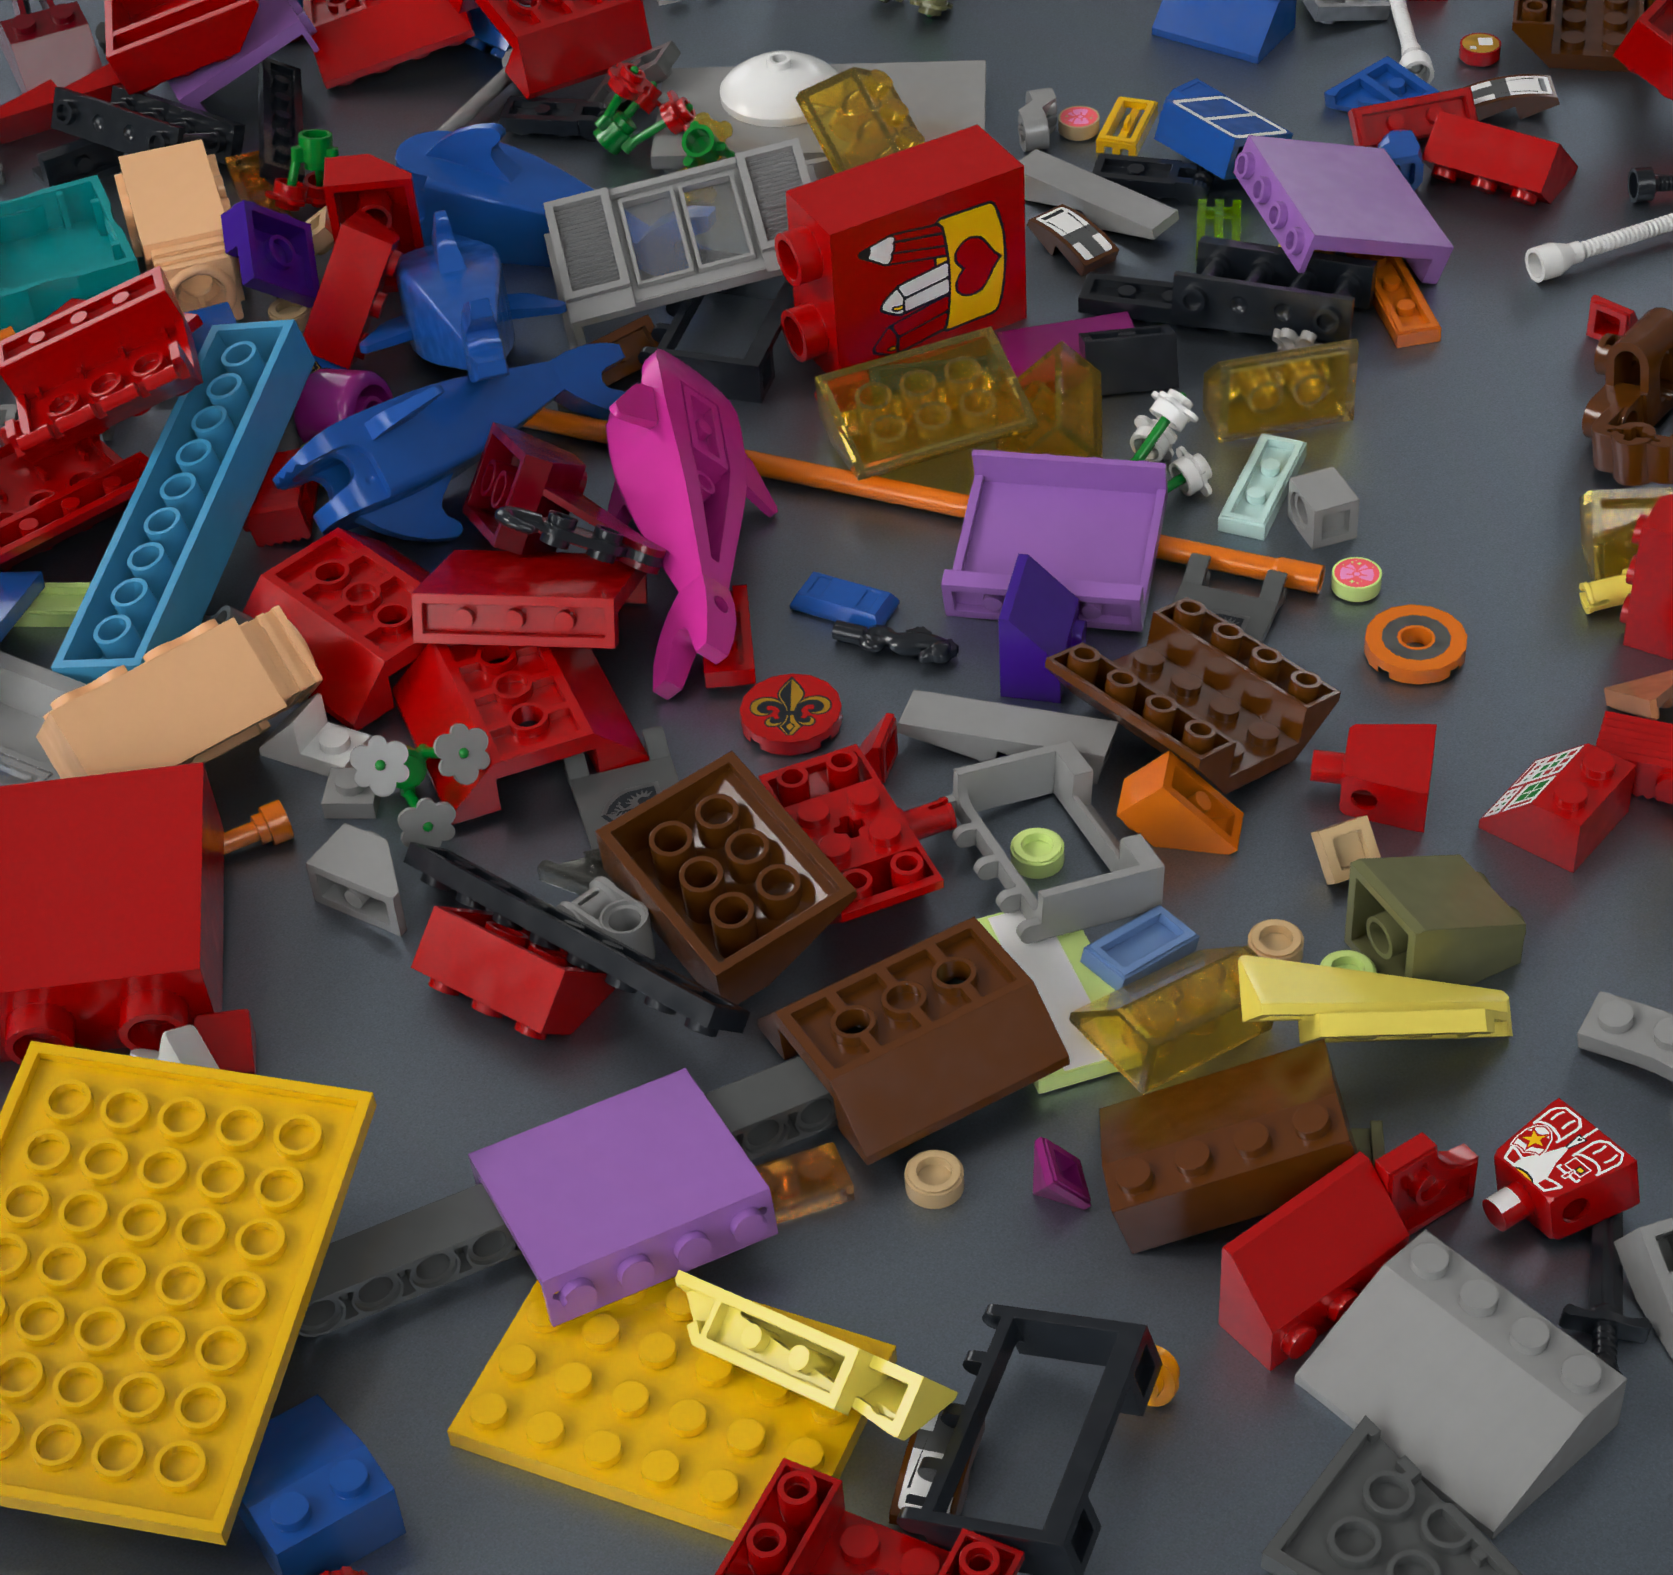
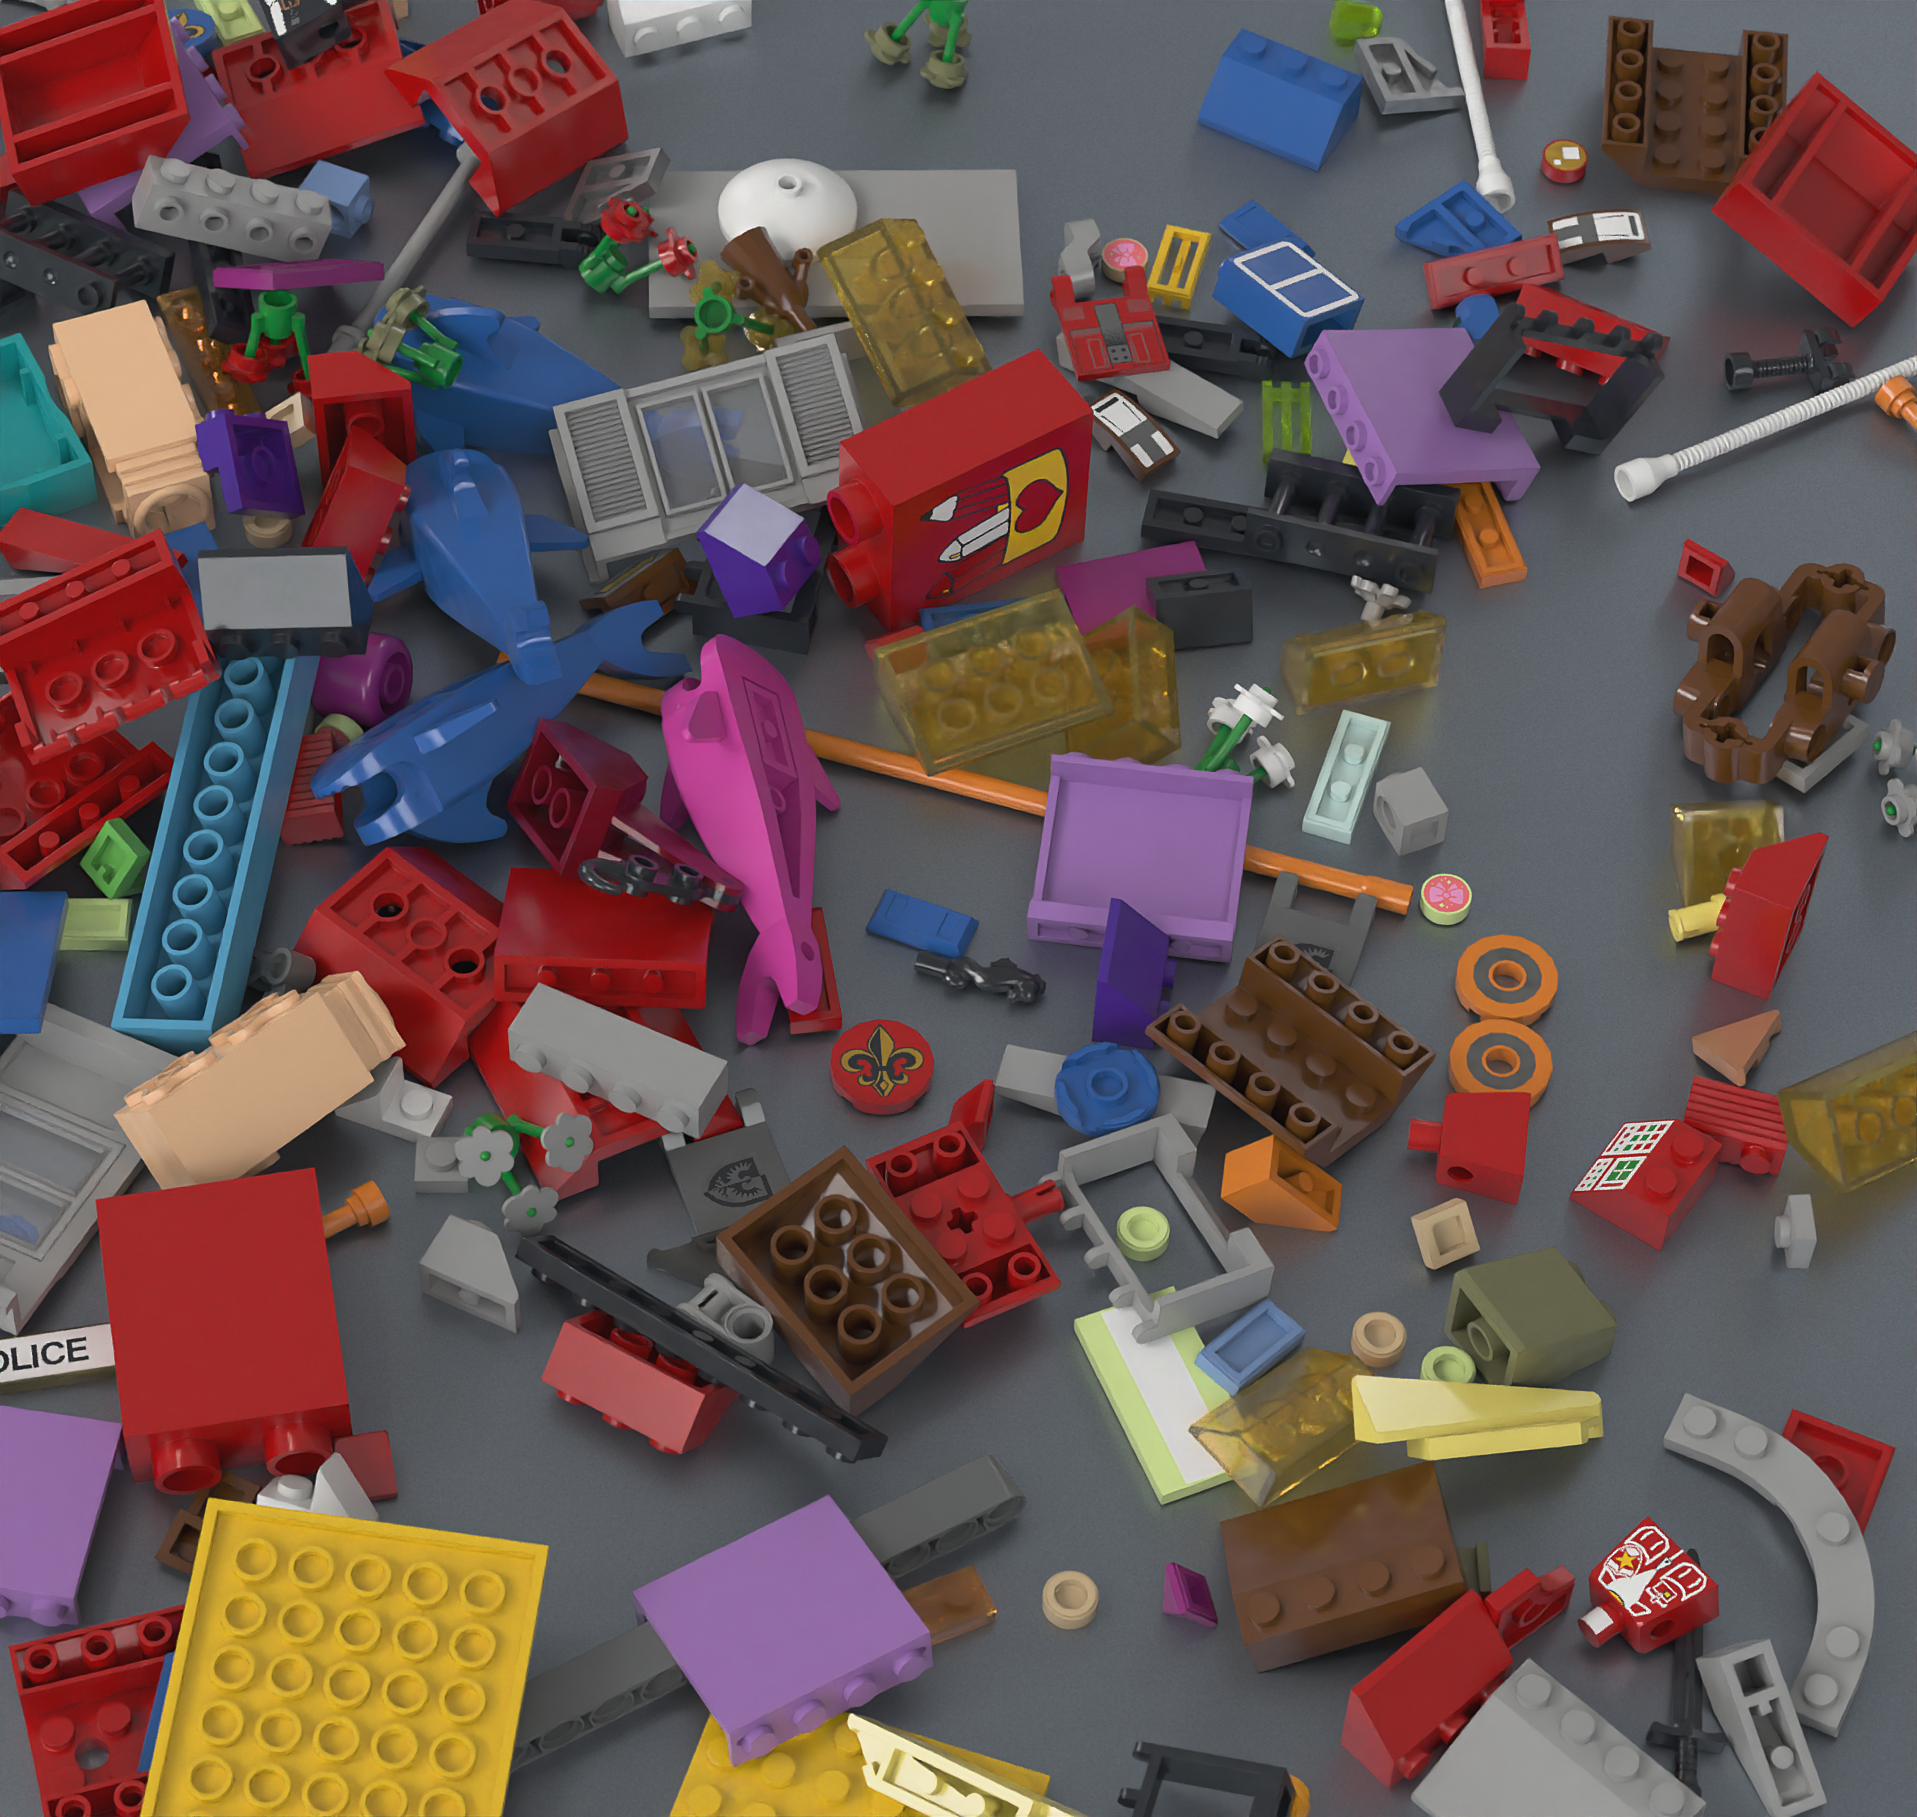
camera: 10 degrees left, 10 degrees up
(87, 542) = (116, 860): none -> bright green bracket
(259, 315) = (284, 602): none -> slope
(294, 88) = (230, 210): none -> light grey brick
(347, 128) = (298, 274): none -> magenta tile
(392, 93) = (347, 196): none -> medium blue brick
(443, 169) = (436, 362): none -> plant
(522, 685) = (618, 1061): none -> light grey brick
(713, 301) = (758, 551): none -> dark purple slope
(749, 119) = (768, 278): none -> reddish brown piece
(926, 1044) = (1063, 1466): reddish brown slope -> none
(1006, 721) = (1106, 1089): none -> blue tile
(1060, 163) = (1110, 334): none -> red flag
(1413, 693) = (1505, 1042): none -> orange tile
(1488, 225) = (1474, 400): none -> black hinge

